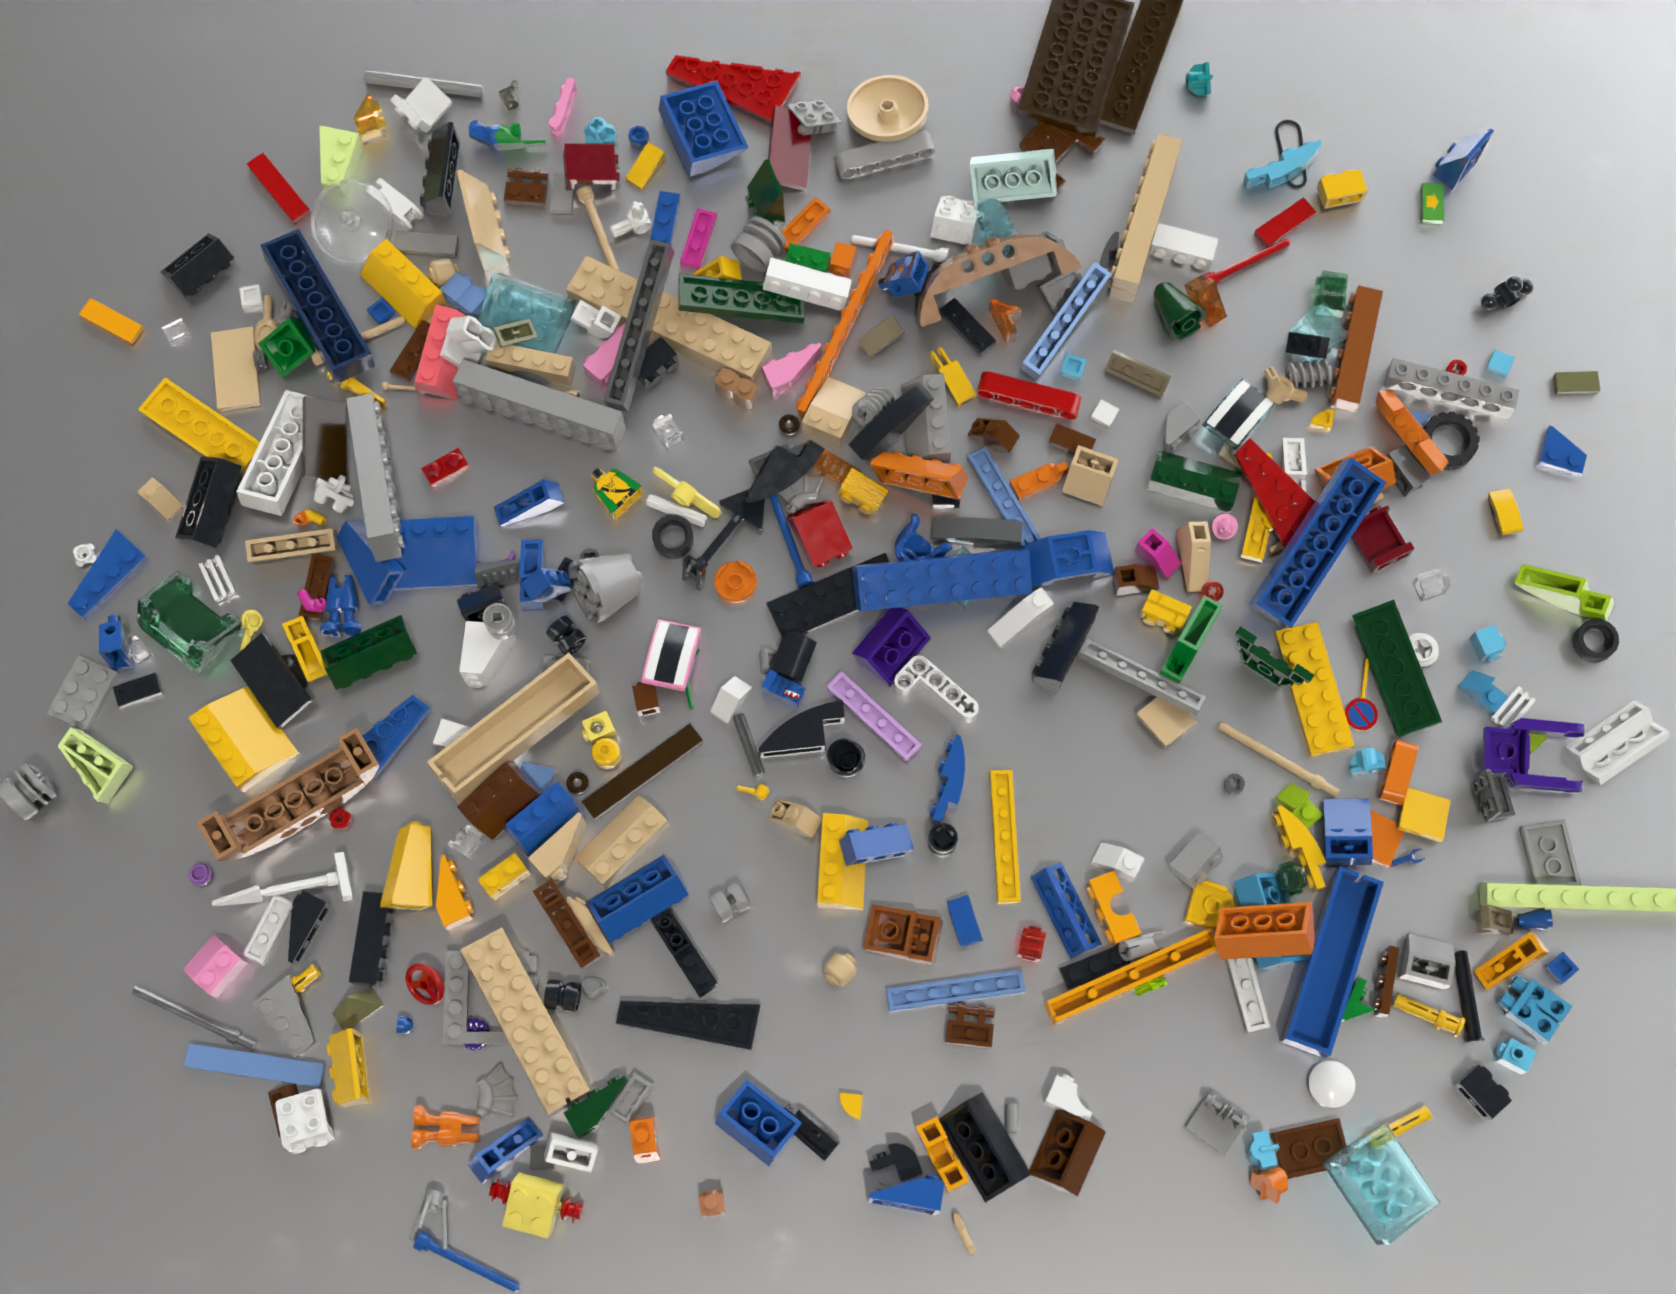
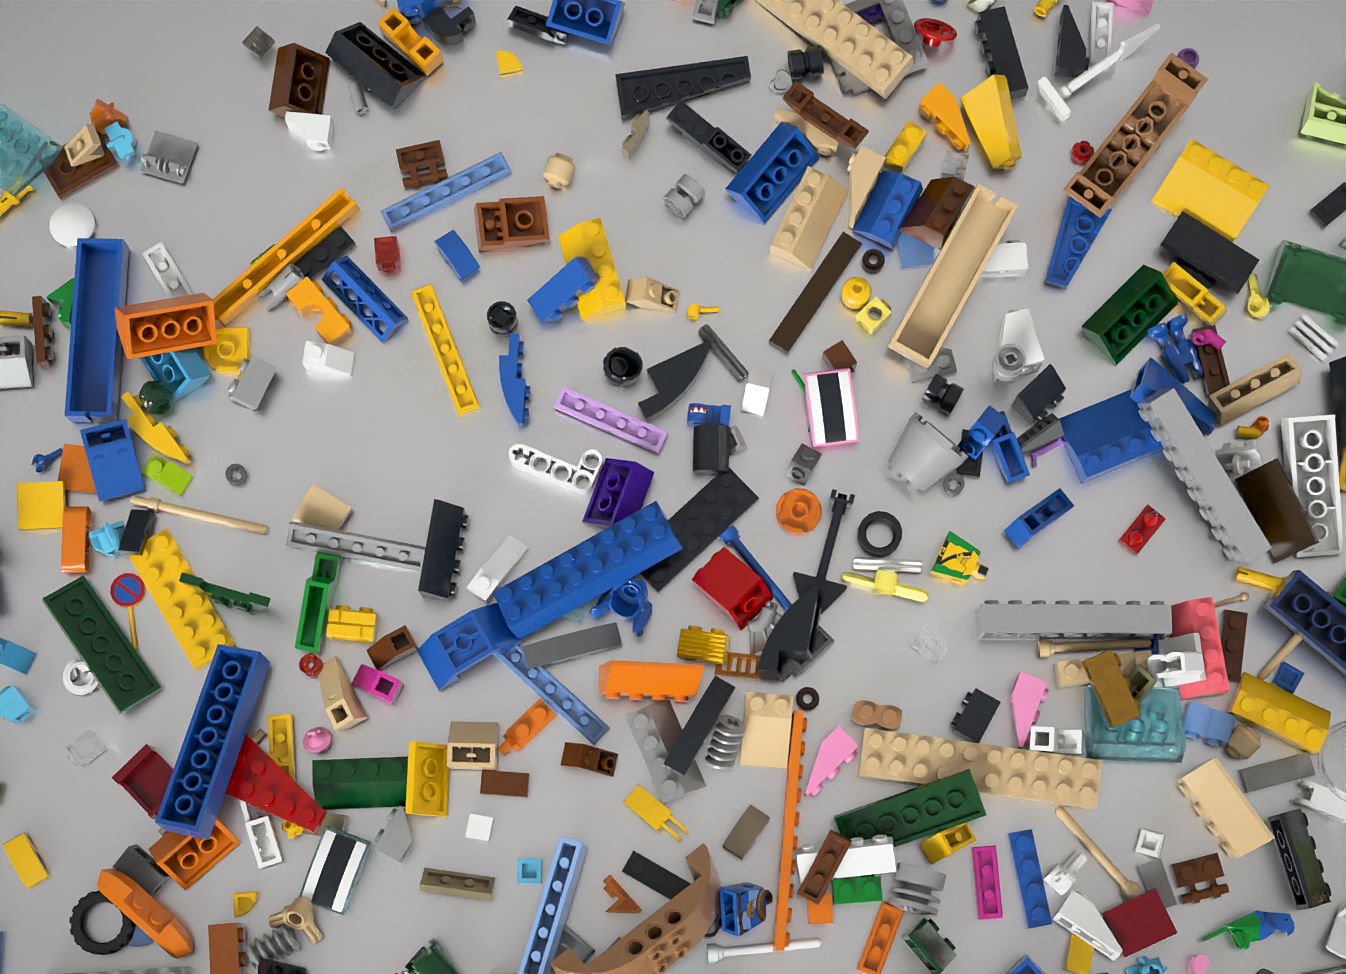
camera: 160 degrees right, 5 degrees up
(532, 334) = (1111, 688): none -> pearl gold brick
(553, 223) = (1150, 843): none -> white tile
(632, 180) = (1084, 921): none -> white slope
(639, 325) = (1003, 735): dark grey brick -> none
(714, 619) = (803, 464): none -> dark grey bracket
(746, 987) = (638, 129): none -> dark tan slope
(828, 277) = (824, 866): none -> reddish brown plate
(1029, 395) = (565, 818): red beam -> none
(1095, 1210) = (258, 42): none -> clear smoke tile
(1138, 459) = (427, 779): none -> yellow plate
(1301, 1155) = (84, 146): none -> tan slope
(1340, 758) = (136, 532): none -> black tile

